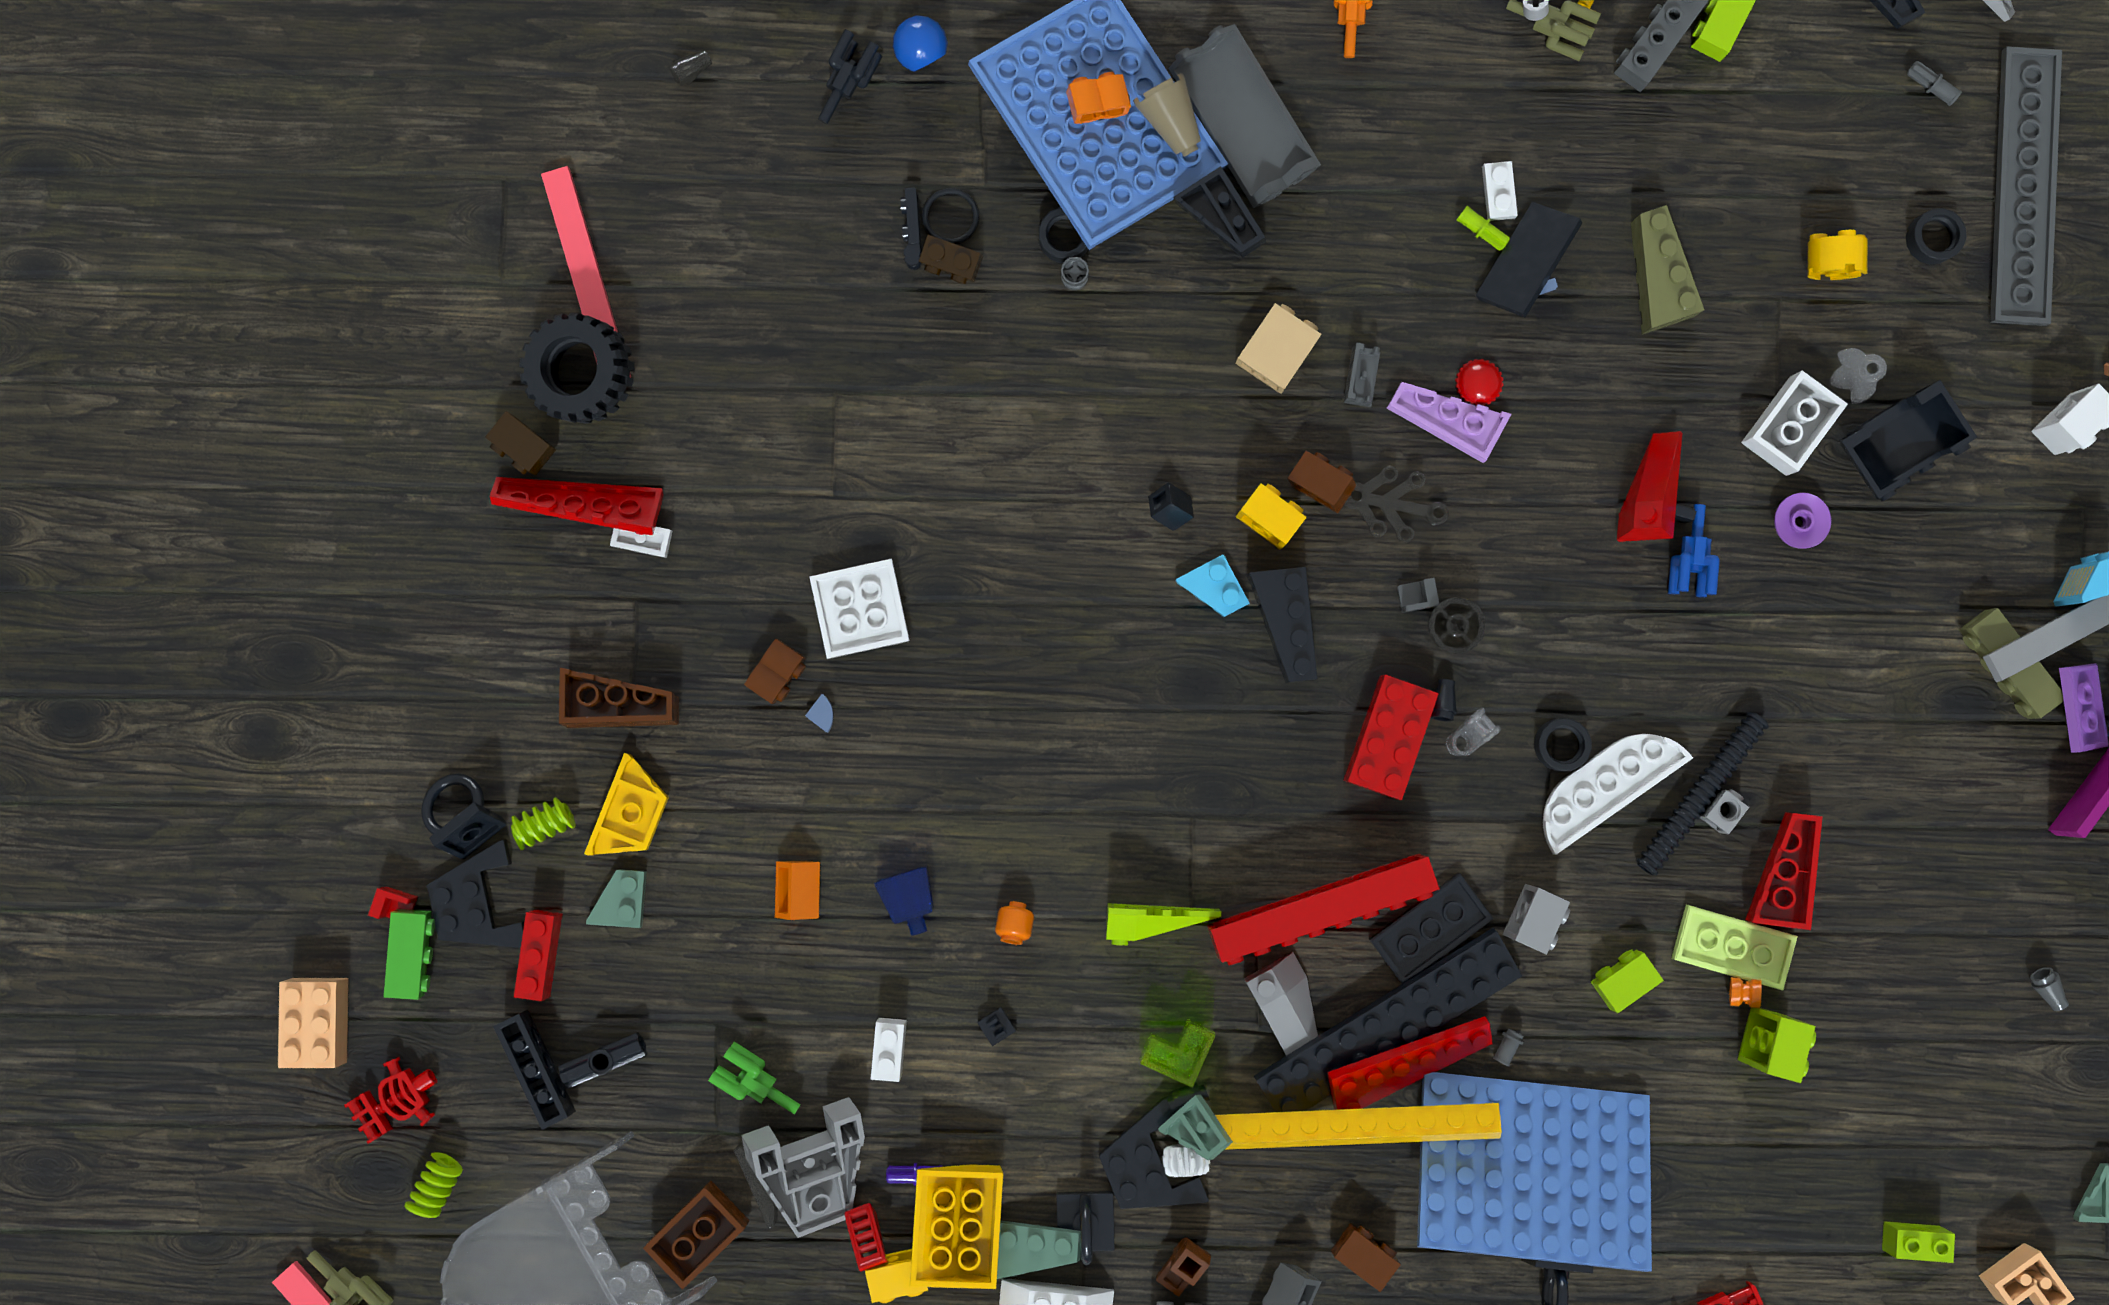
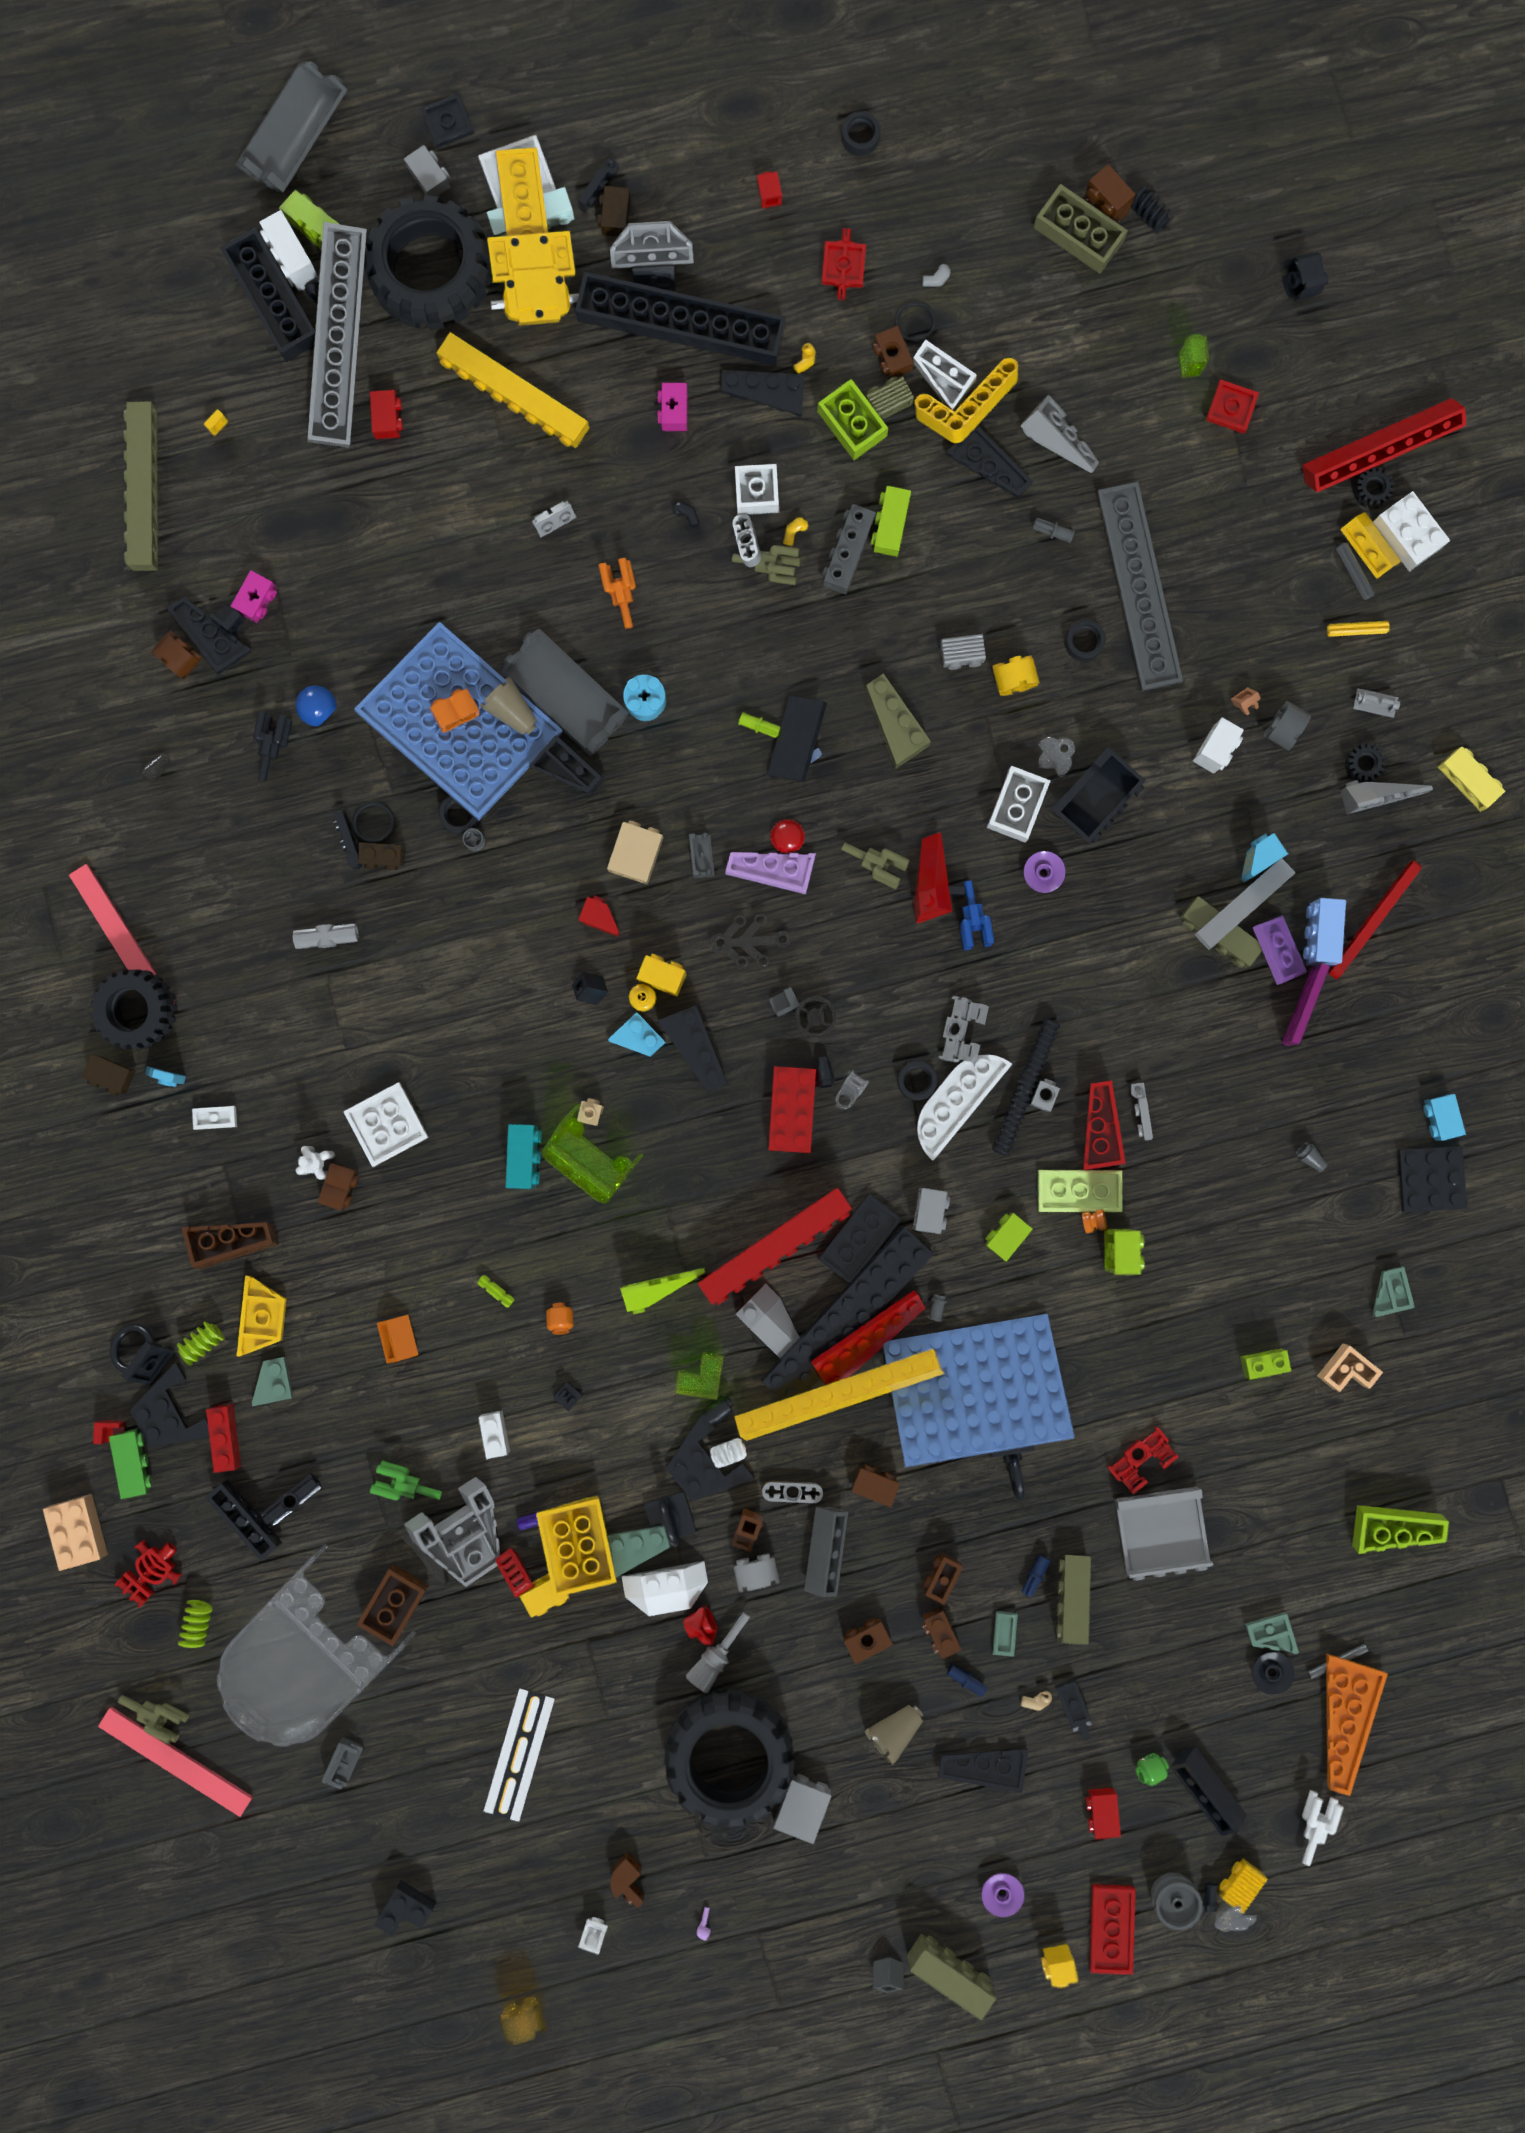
camera: 15 degrees left, 0 degrees up
(592, 468) = (165, 1077): none -> medium azure wing
(598, 504) = (176, 1102): red wing -> none
(753, 631) = (313, 1162): none -> white plant
(821, 713) = (380, 1207): sand blue tile -> none
(849, 344) = (325, 936): none -> light grey piece
(908, 898) = (478, 1322): clear blue torso -> none
(941, 863) = (496, 1291): none -> lime axle
(1026, 699) = (523, 1156): none -> teal brick
(1104, 732) = (585, 1162): none -> clear neon green windscreen
(1129, 666) = (590, 1112): none -> tan bracket
(1197, 1129) = (728, 1427): sand green wing -> none
(1209, 417) = (598, 915): none -> red slope
(1229, 543) = (646, 1004): none -> yellow head
(1276, 1232) = (808, 1487): none -> light grey beam
(1322, 481) = (692, 940): reddish brown brick -> none
(1358, 141) = (634, 693): none -> medium azure brick
(1499, 191) = (764, 694): white plate -> none
(1591, 449) = (879, 863): none -> olive plant
(1621, 713) = (953, 1046): none -> light grey piece
(1774, 206) = (963, 651): none -> light grey brick
(1846, 866) = (1142, 1110): none -> light grey hinge

